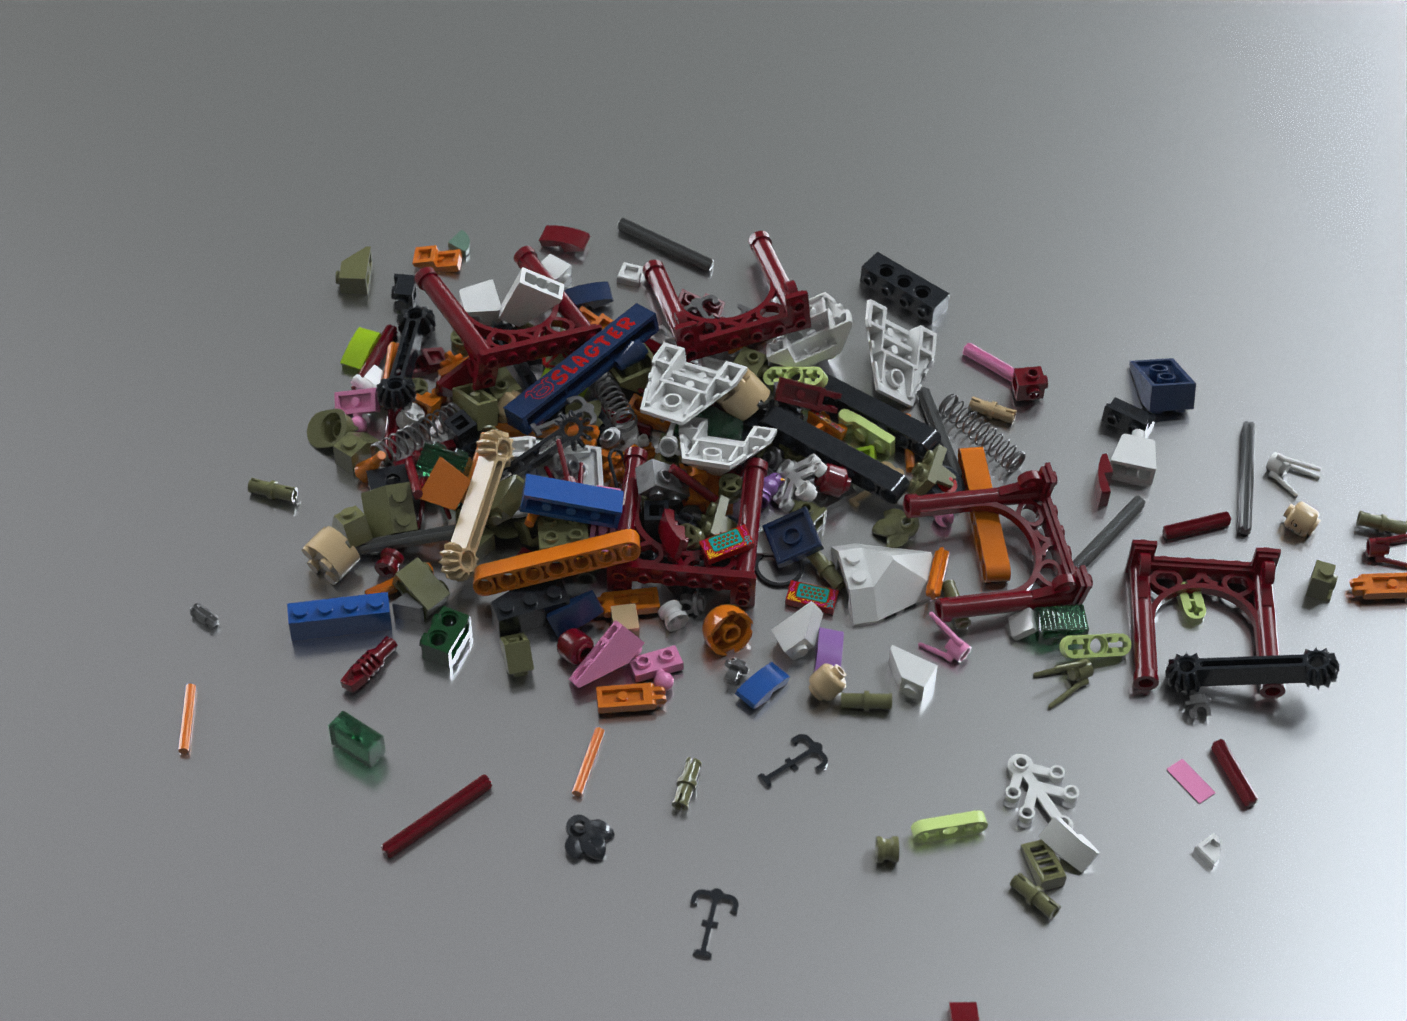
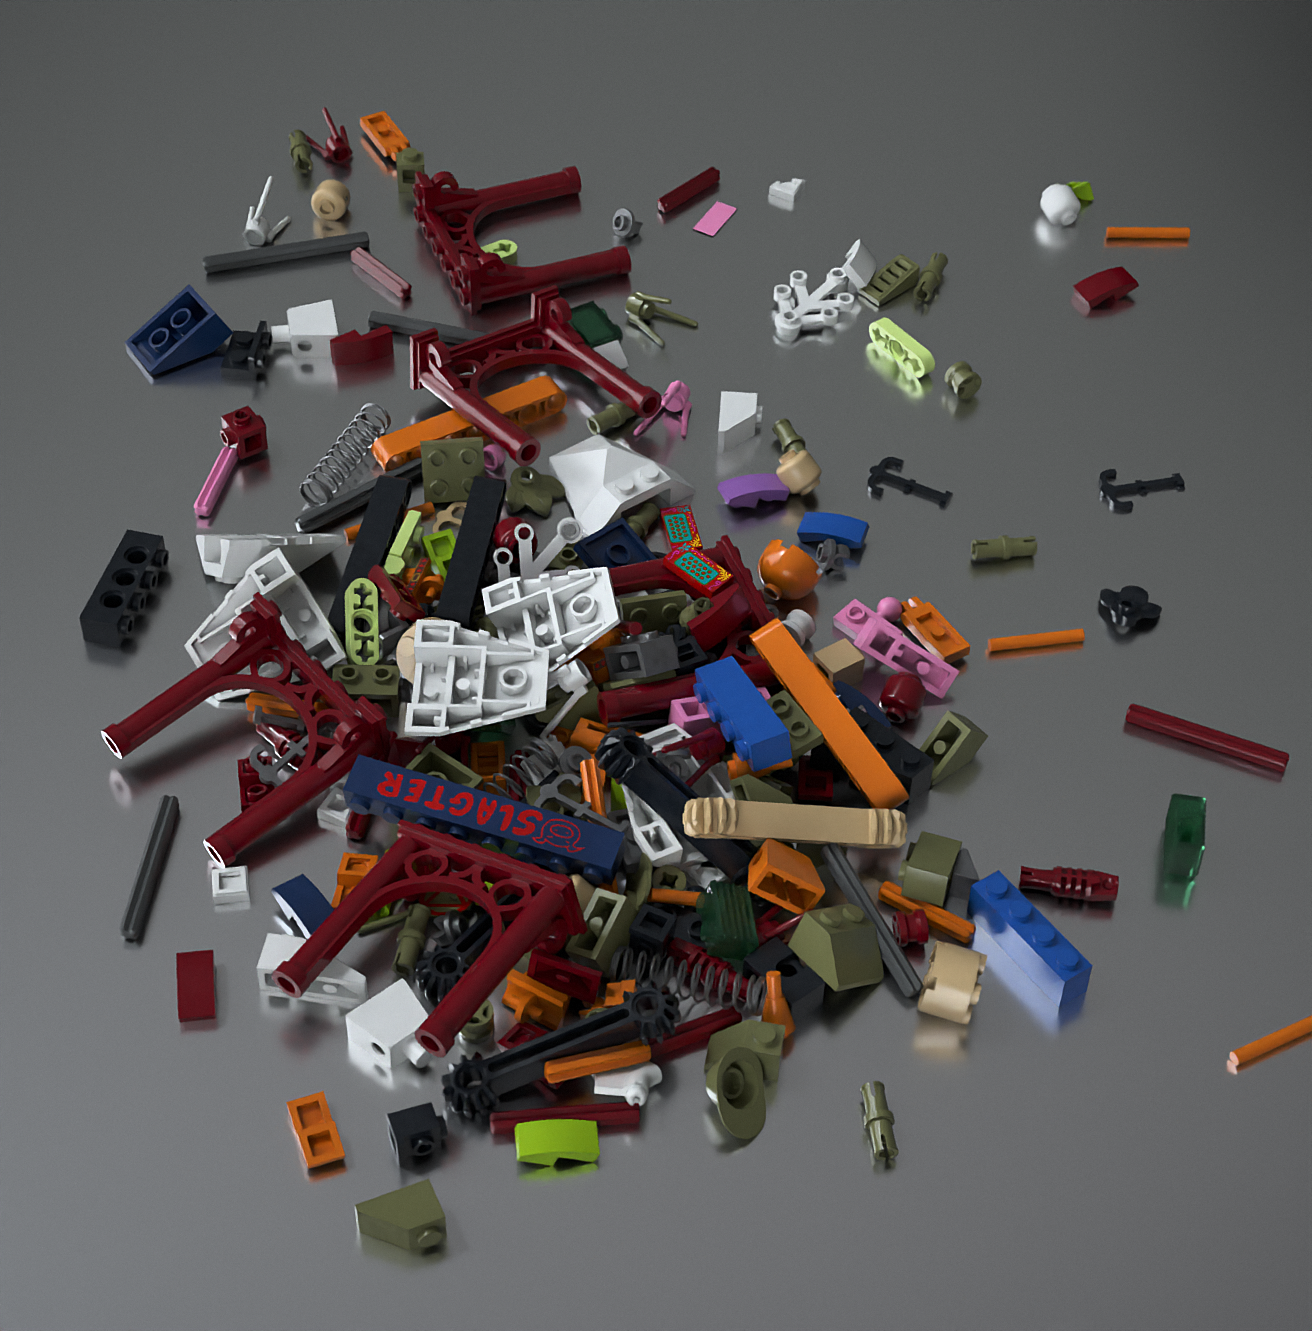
camera: 115 degrees left, 5 degrees down
(204, 615) = (1126, 1097): flat silver piece -> none
(353, 525) = (889, 985): olive slope -> none
(357, 403) = (675, 1081): bright pink plate -> none
(413, 478) = (790, 918): dark red bar -> none
(449, 638) = (978, 821): dark green brick -> none
(460, 241) = (264, 1116): sand green tile -> none
(530, 297) = (393, 919): white slope -> none
(631, 354) = (434, 766): dark blue cone -> none
(799, 631) = (749, 509): white slope -> none
(937, 573) = (586, 432): orange axle -> none
(992, 410) = (297, 460): tan pin -> none
(1104, 651) = (605, 298): yellowish green beam -> none
(1311, 668) = (594, 229): black arm -> none

